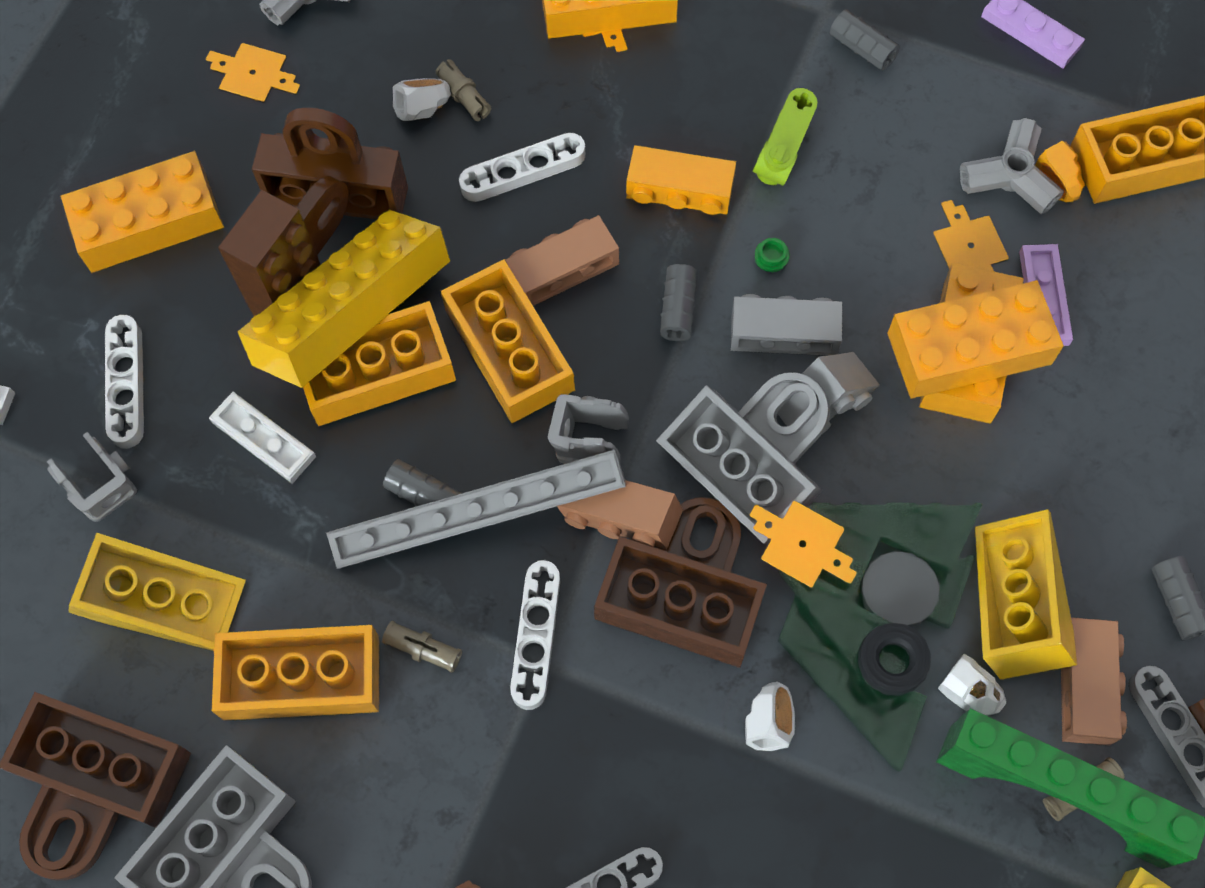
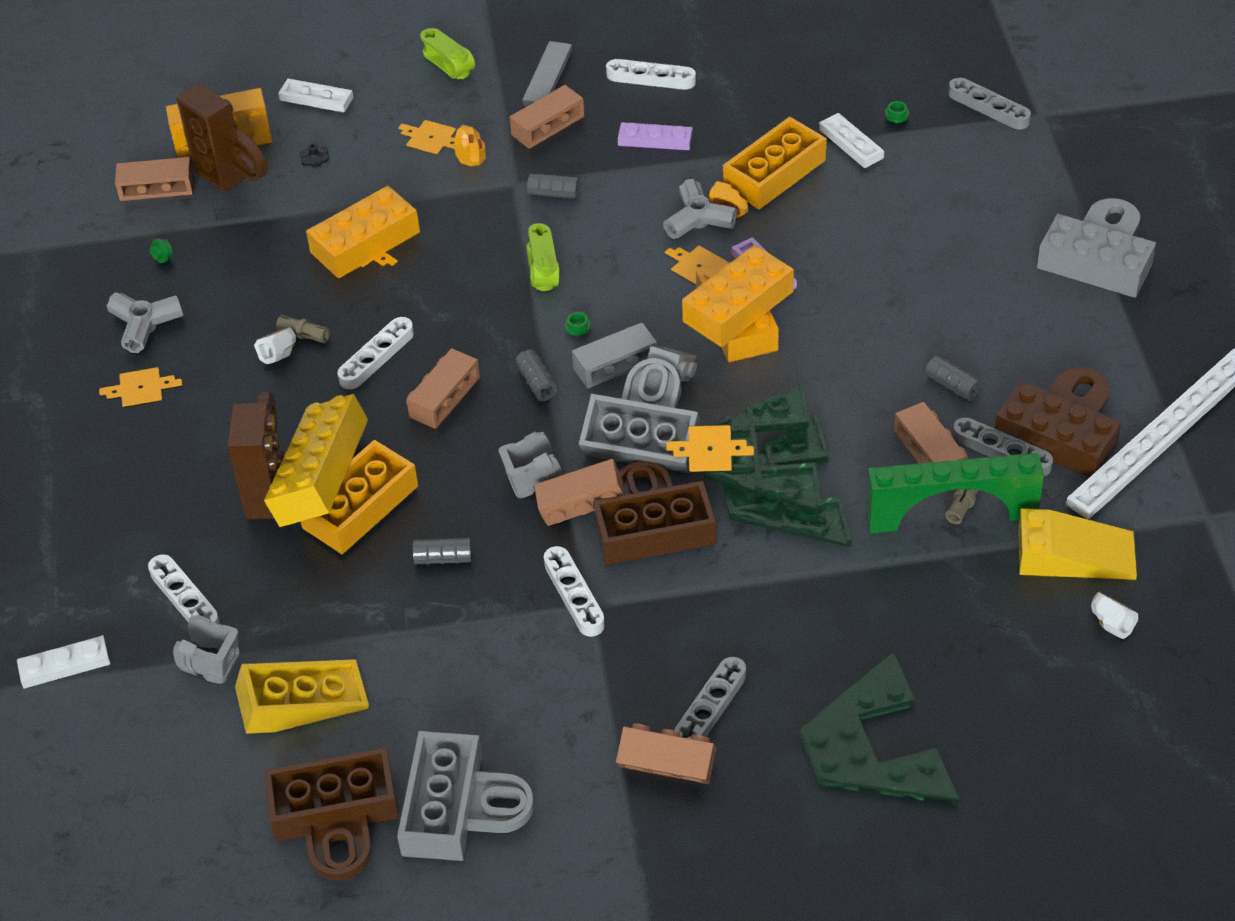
camera: 30 degrees left, 20 degrees down
(141, 212) = (125, 493): light orange brick -> none
(262, 437) = (307, 579): white tile -> none
(296, 672) = (433, 680): light orange brick -> none
(297, 158) = (215, 407): reddish brown brick -> none
(422, 646) = (504, 632): dark tan pin -> none
(476, 509) = (486, 537): light grey tile -> none
(508, 340) = (441, 442): light orange brick -> none
(680, 180) = (489, 310): light orange brick -> none
(771, 719) = (755, 557): white rock -> none
(900, 588) = (785, 447): dark grey tile -> none
(911, 642) = (811, 464): black tyre -> none
(973, 687) = (856, 481): white rock -> none
(1023, 597) = (860, 418): yellow slope -> none

